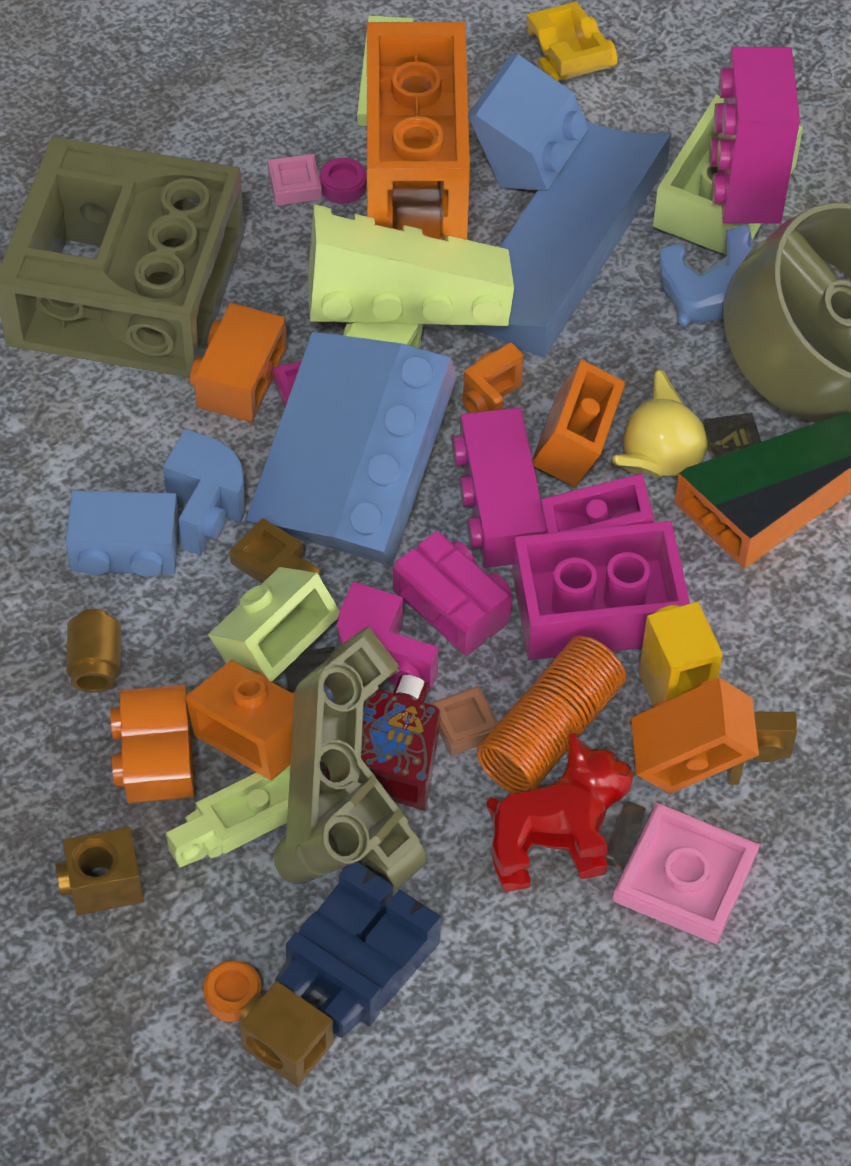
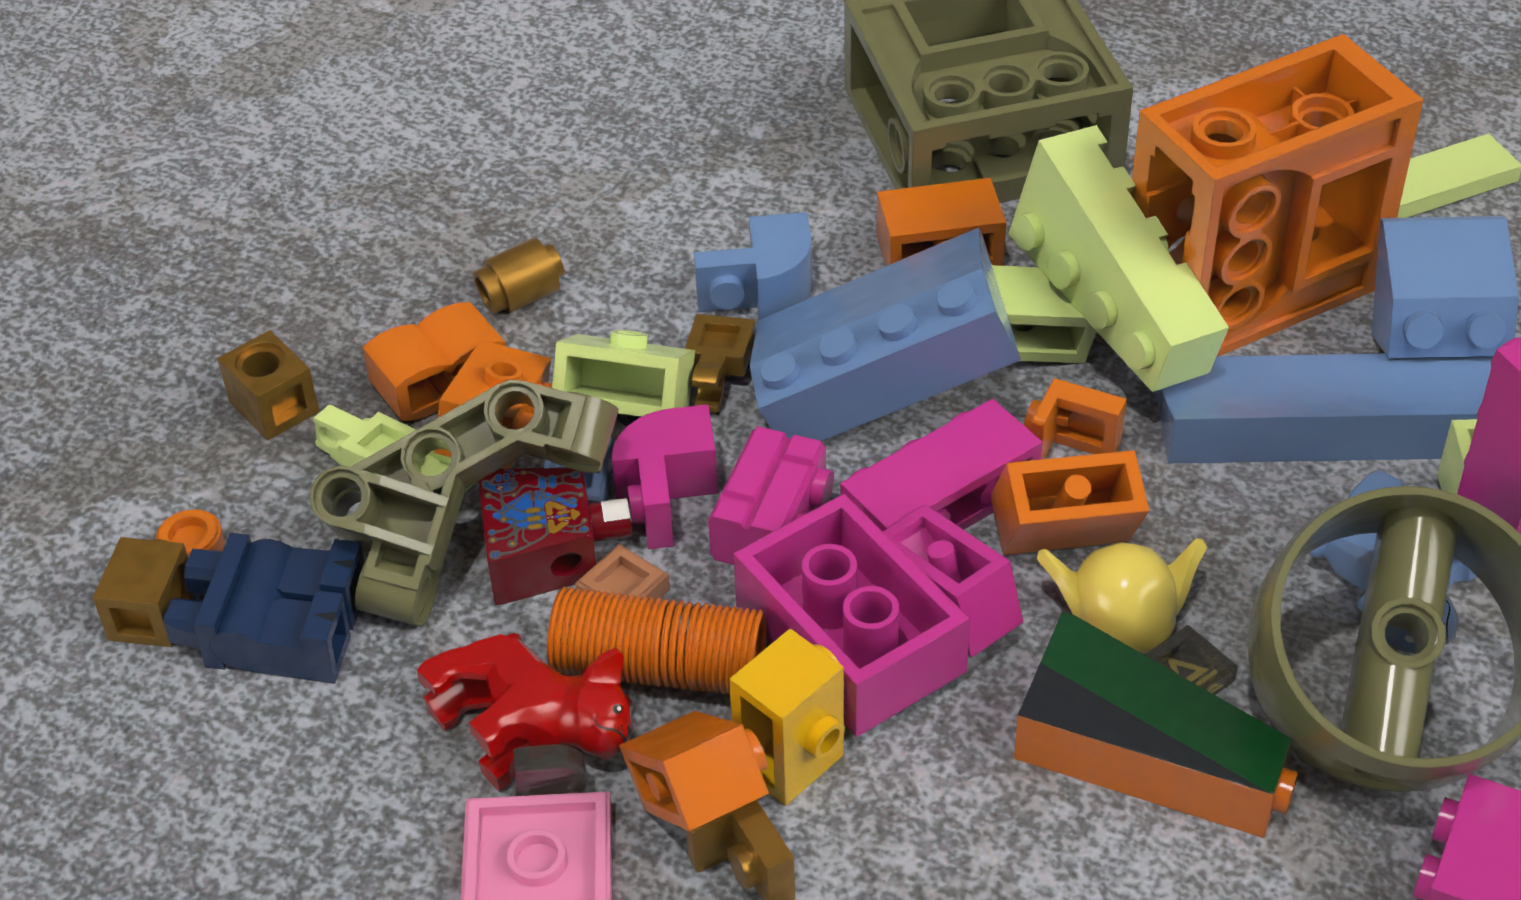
camera: 65 degrees right, 10 degrees down
(122, 532) = (661, 231): medium blue brick -> none

